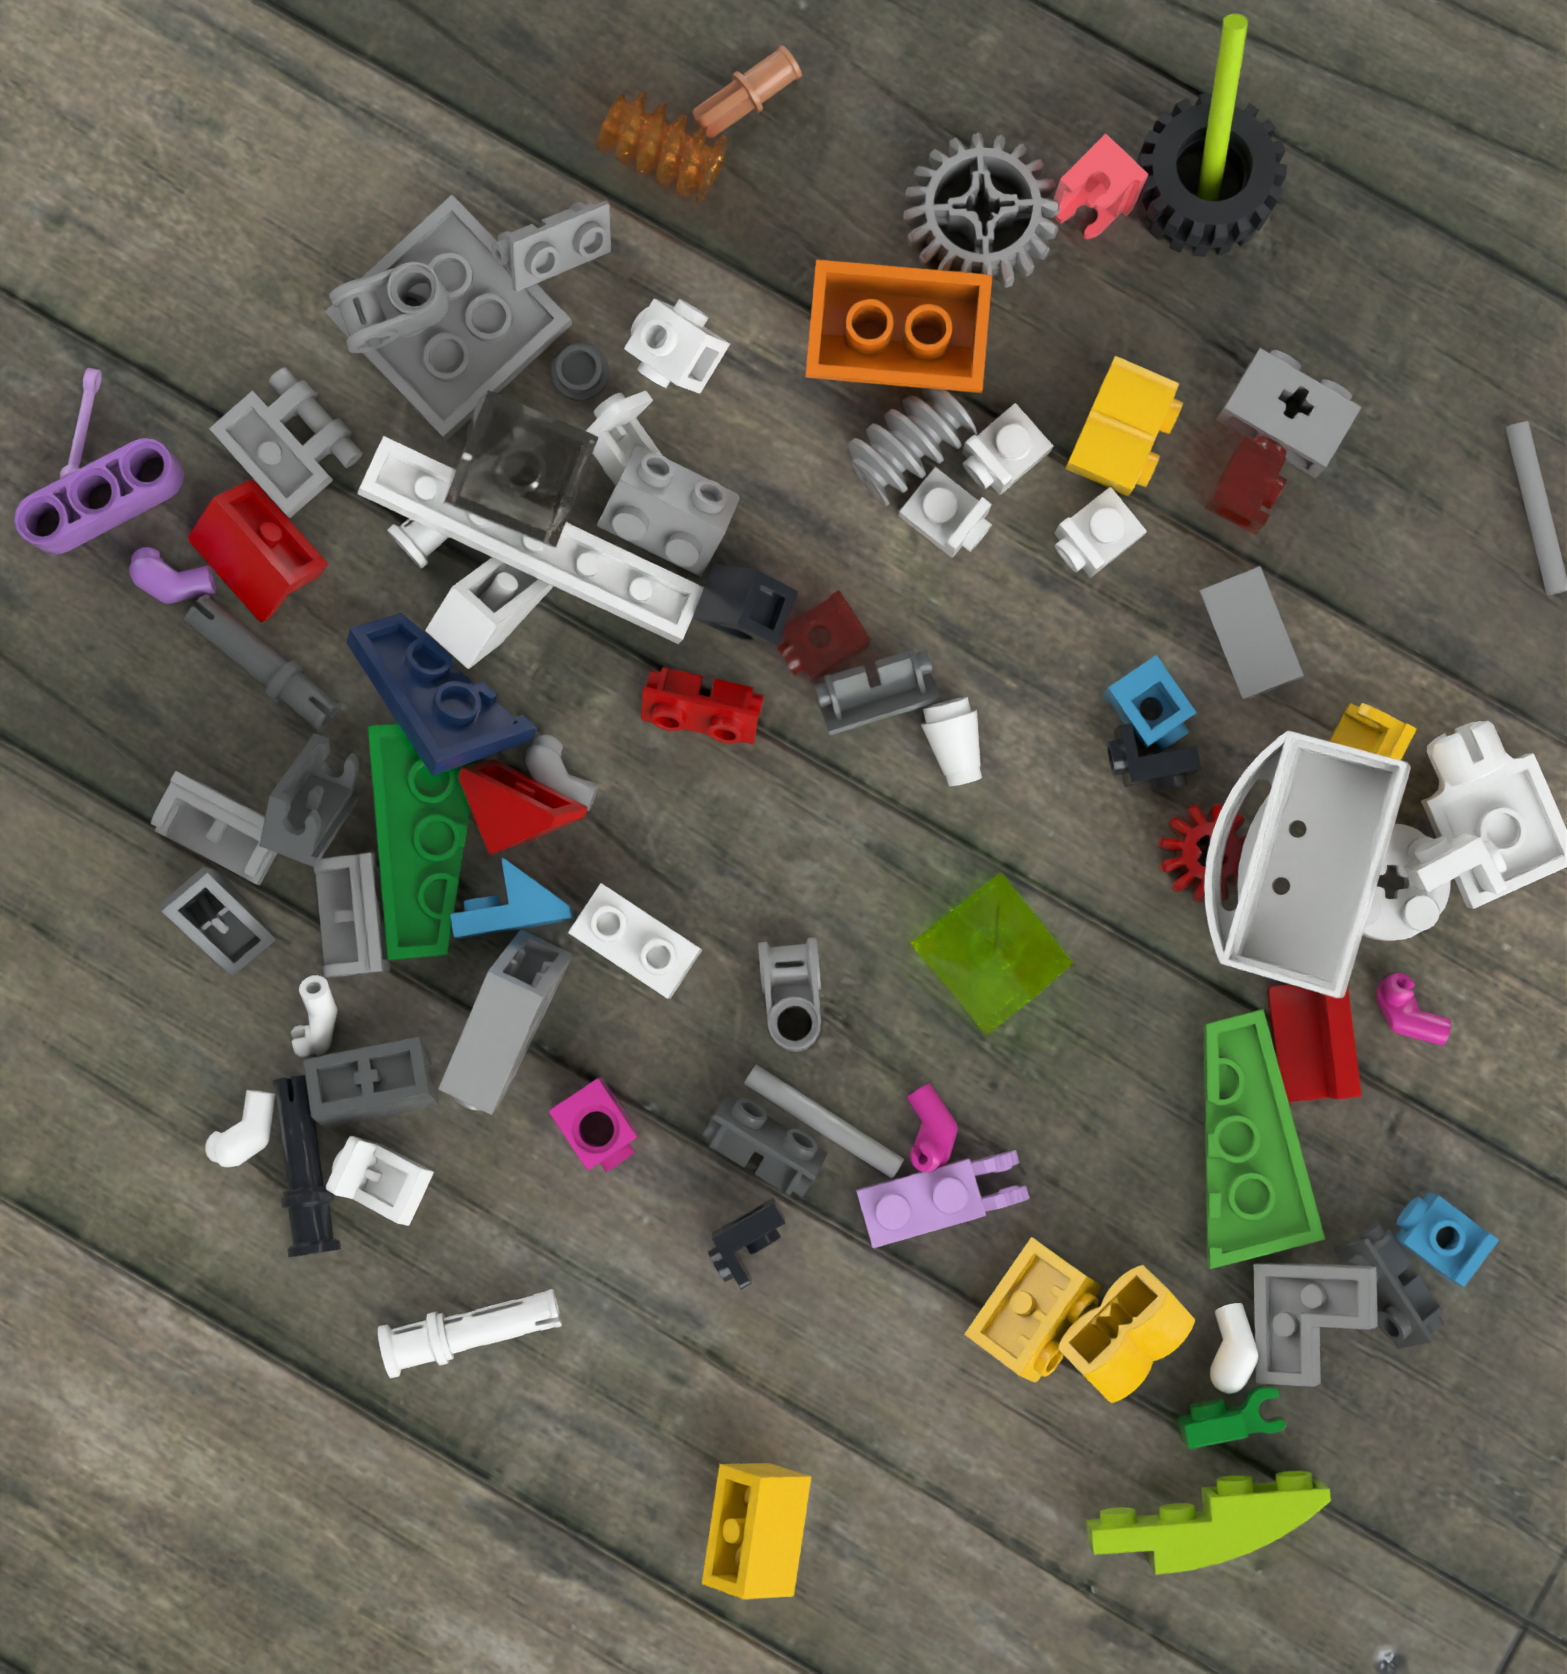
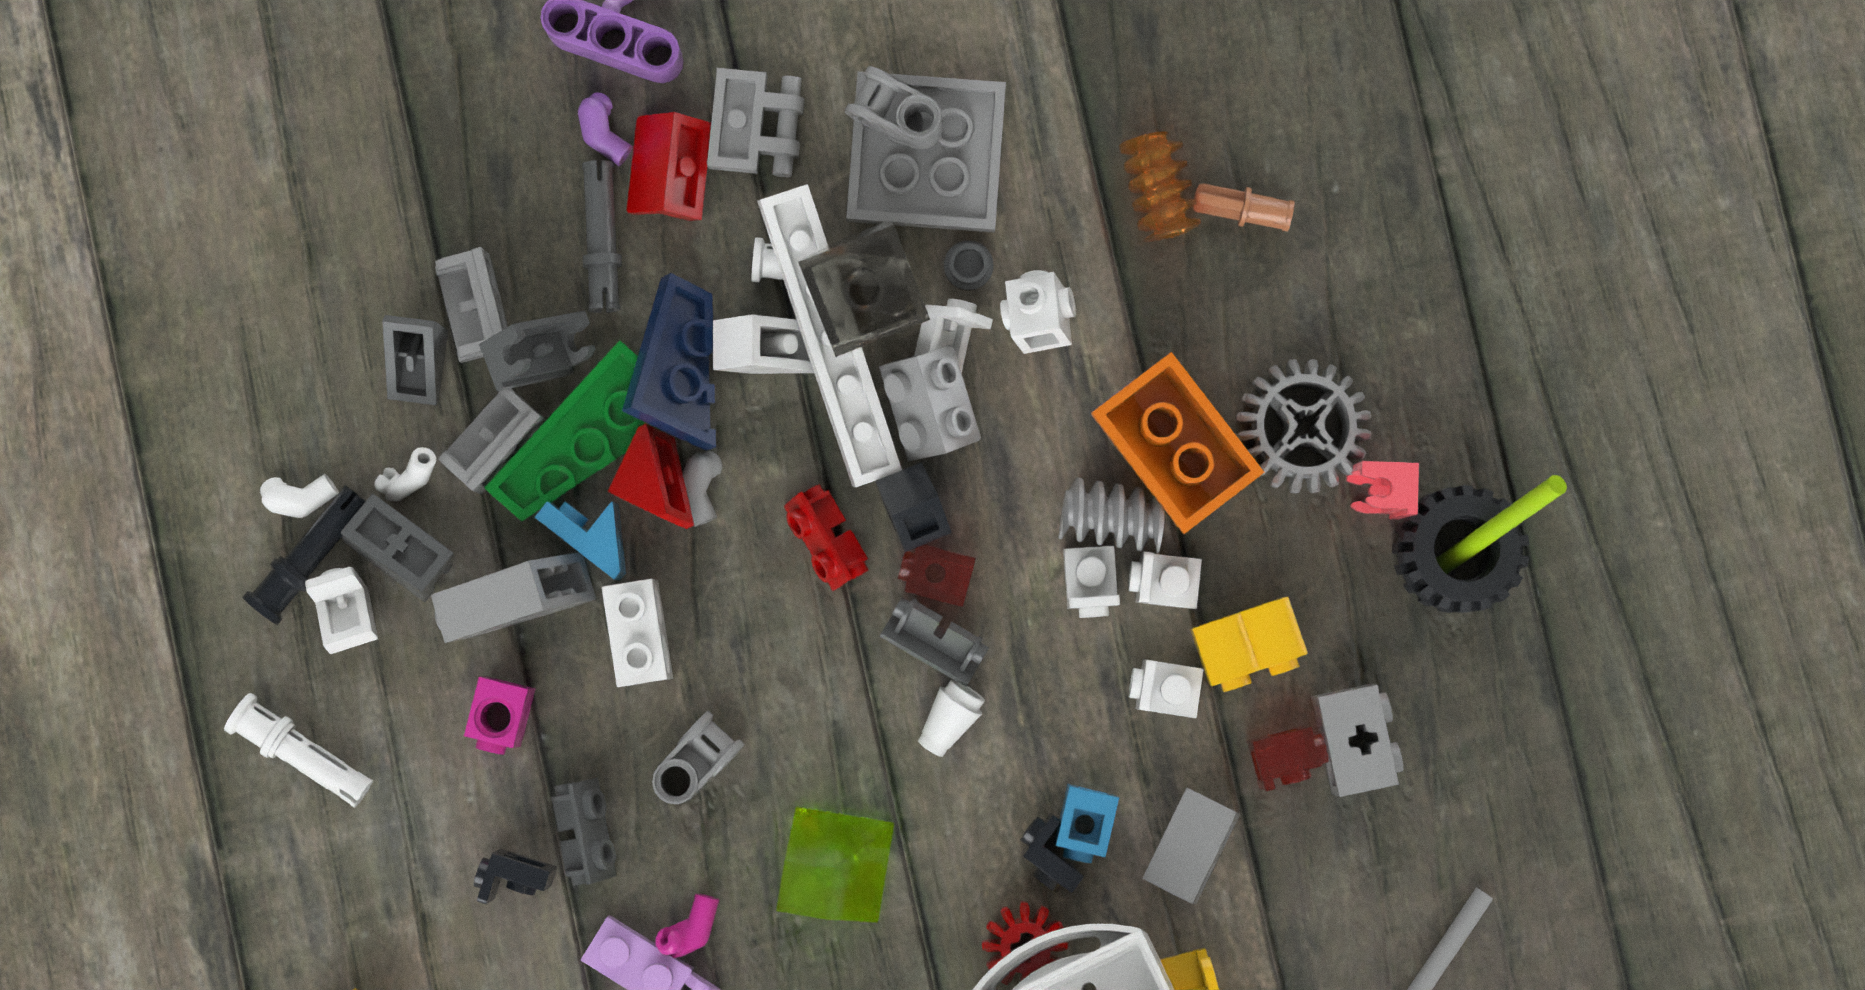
camera: 45 degrees right, 0 degrees up
(557, 246) = (1041, 181): light grey hinge -> none
(824, 1121) = (633, 855): light grey bar -> none

